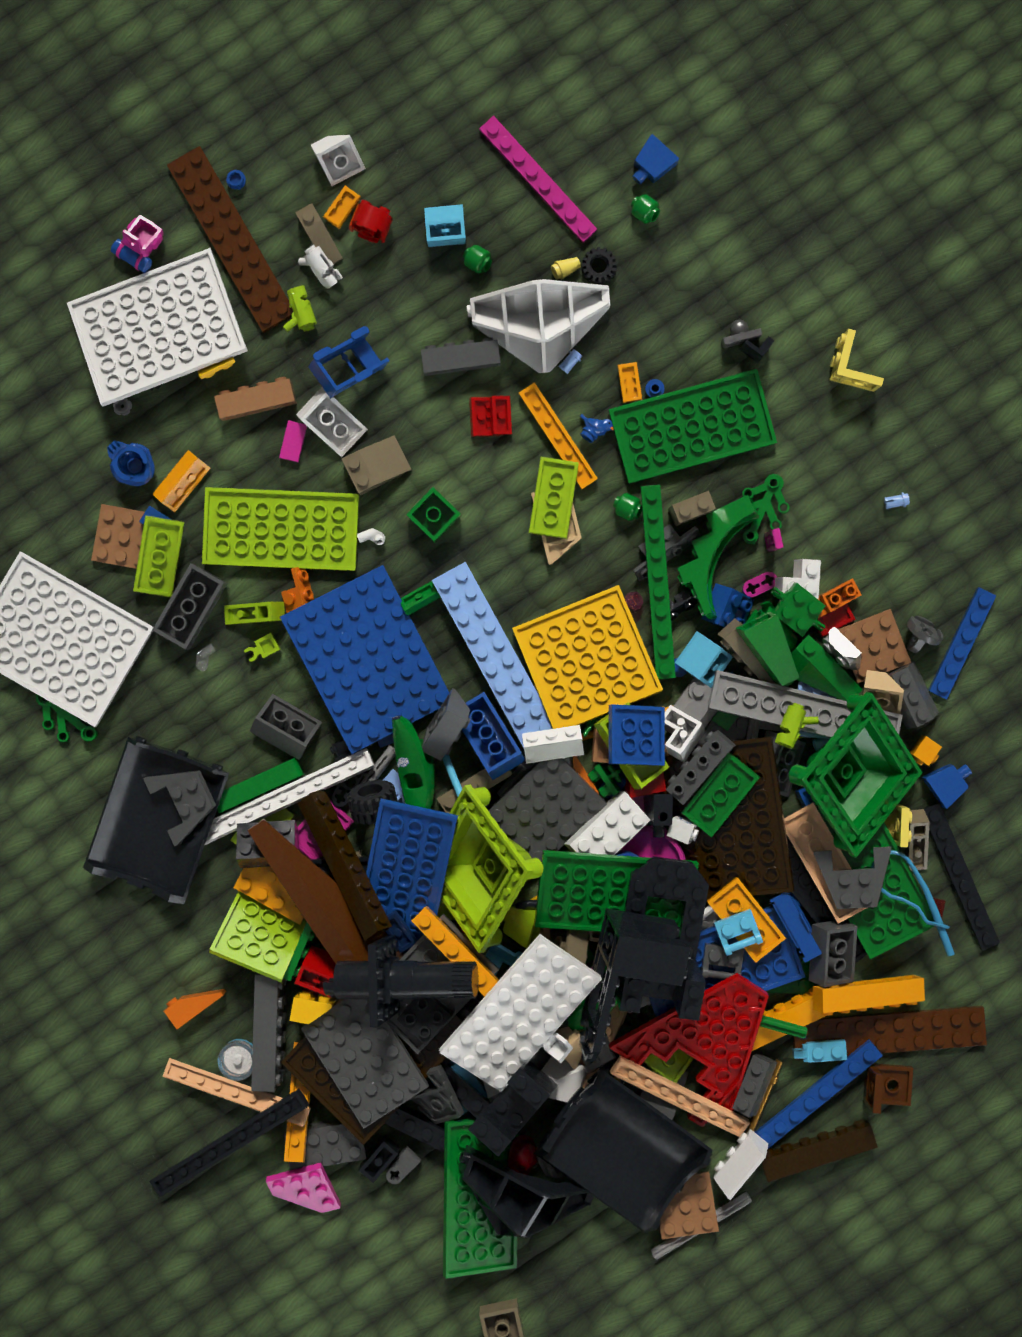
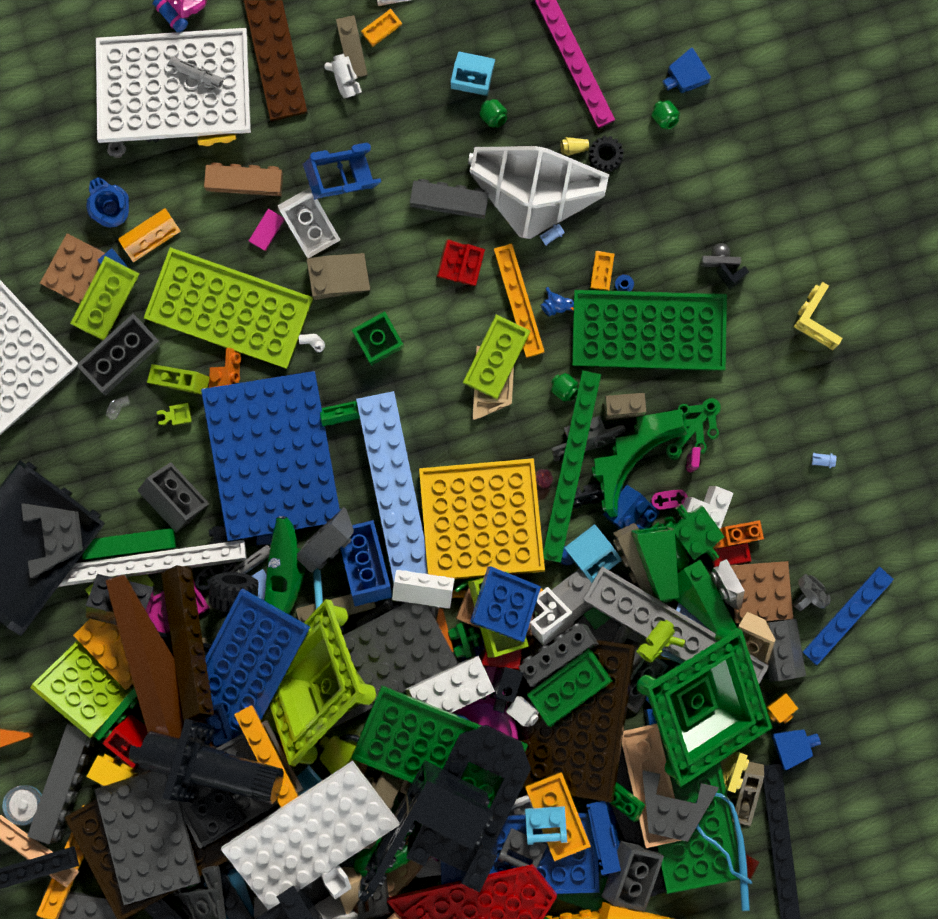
camera: 25 degrees right, 5 degrees down
(181, 308) = (203, 75): none -> light grey pin
(302, 310) = (314, 111): lime piece -> none
(371, 222) = (404, 49): red brick -> none
(808, 886) = (627, 803): none -> green tile

